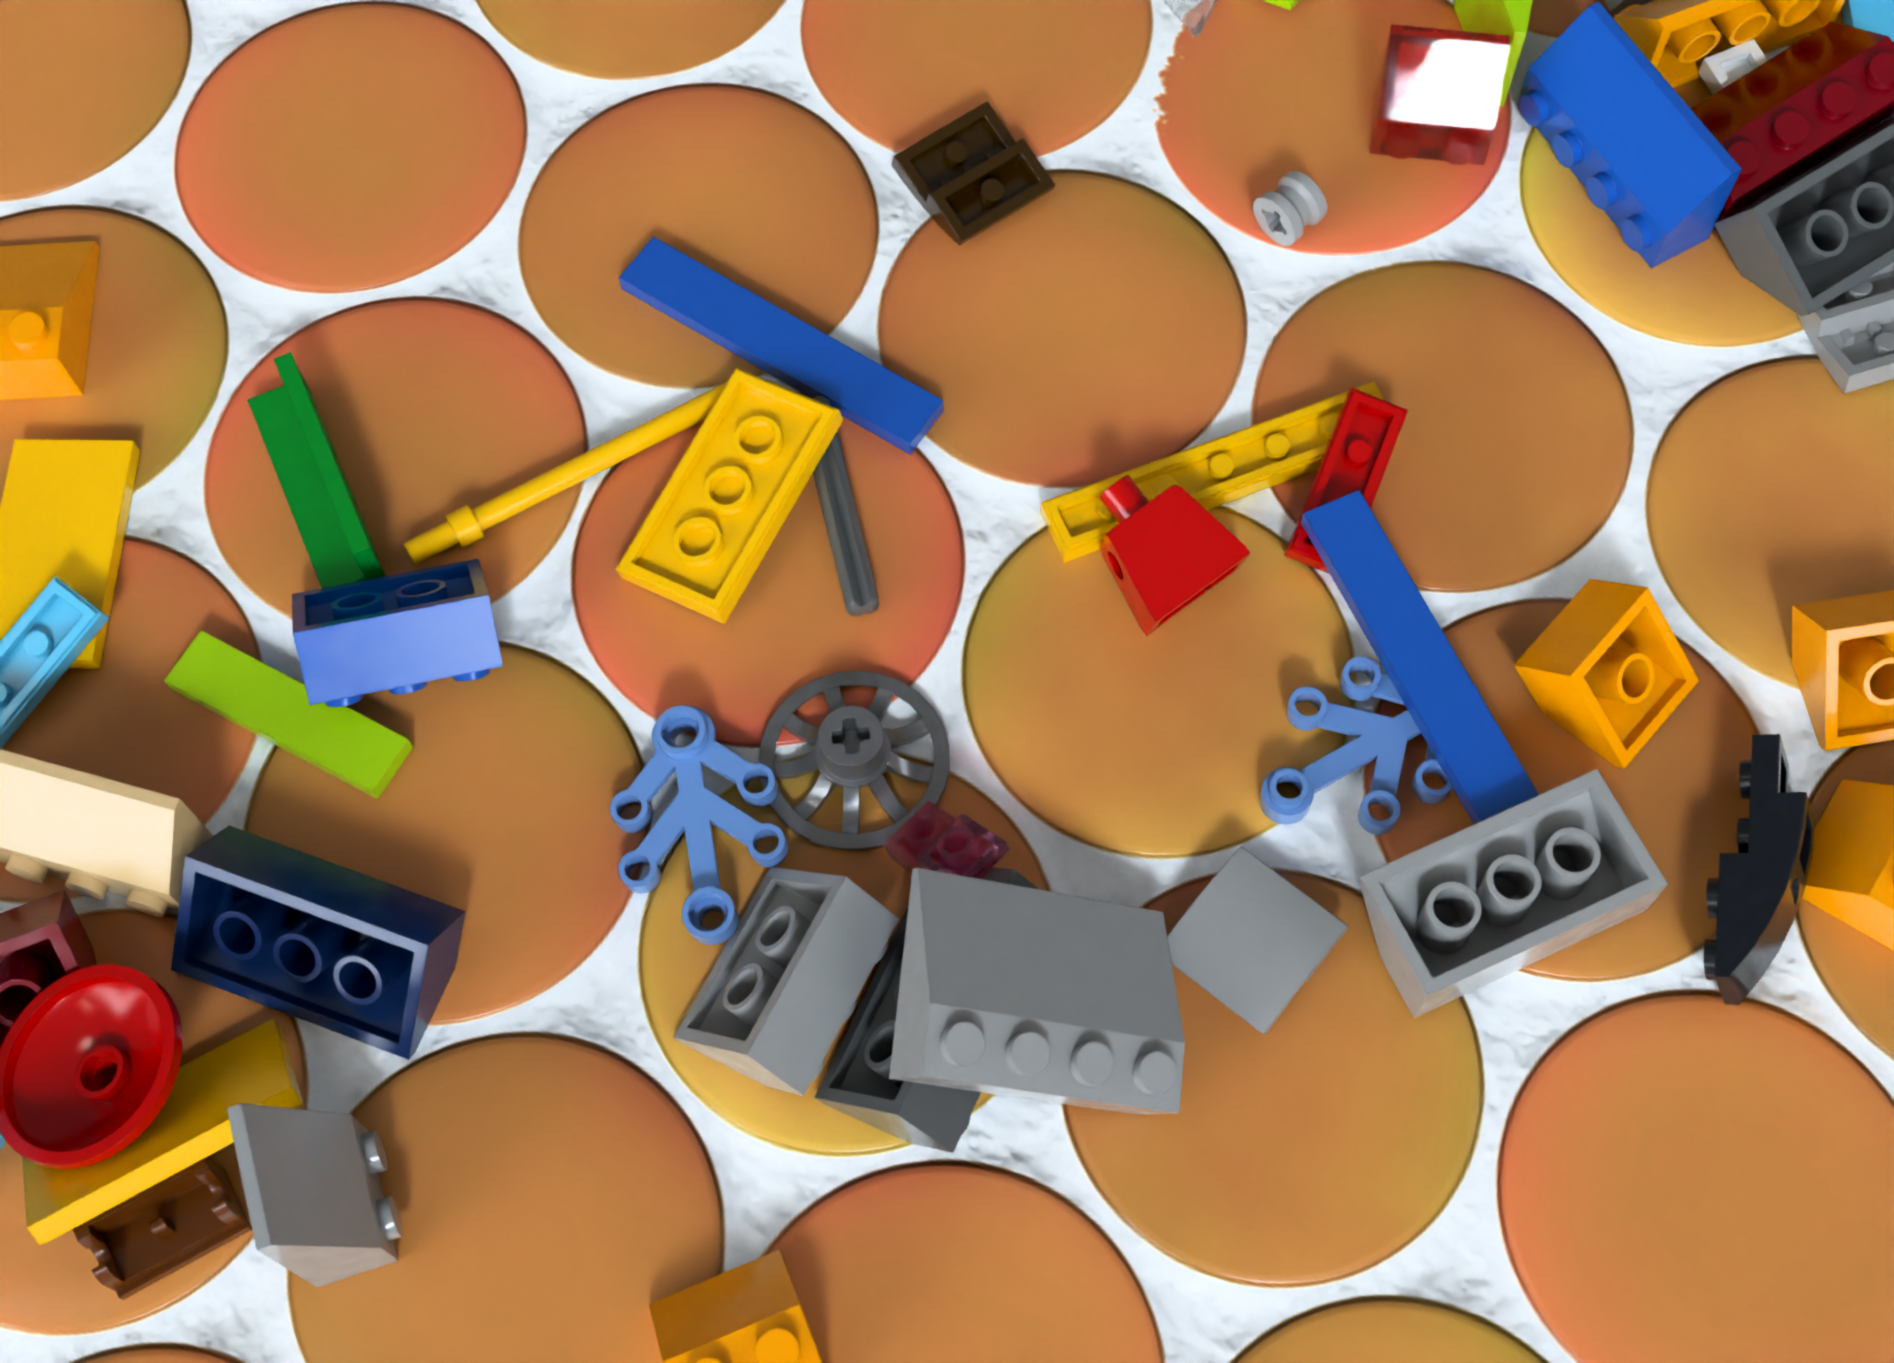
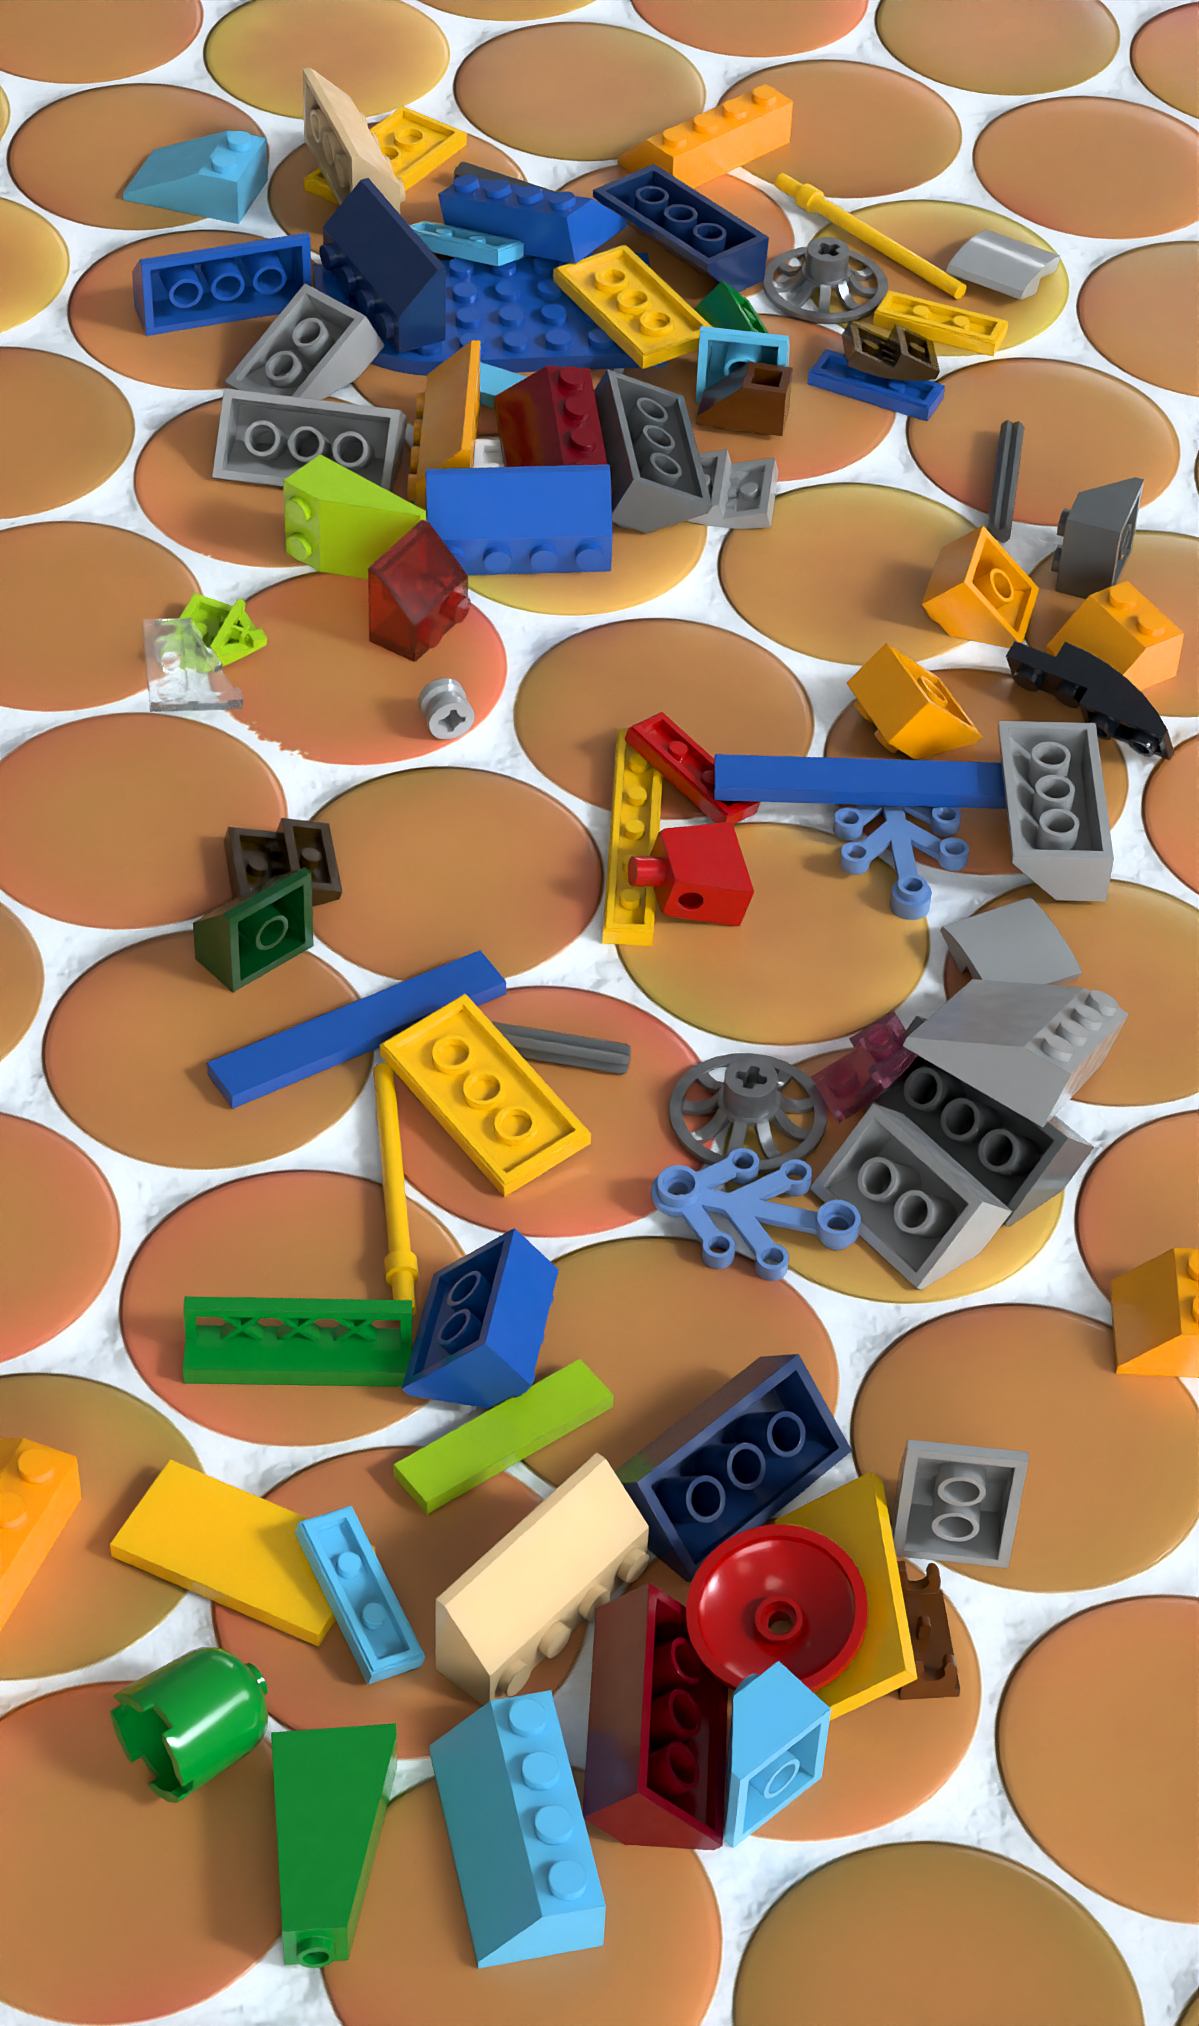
camera: 70 degrees left, 20 degrees down
(842, 189) = (257, 930): none -> dark green slope

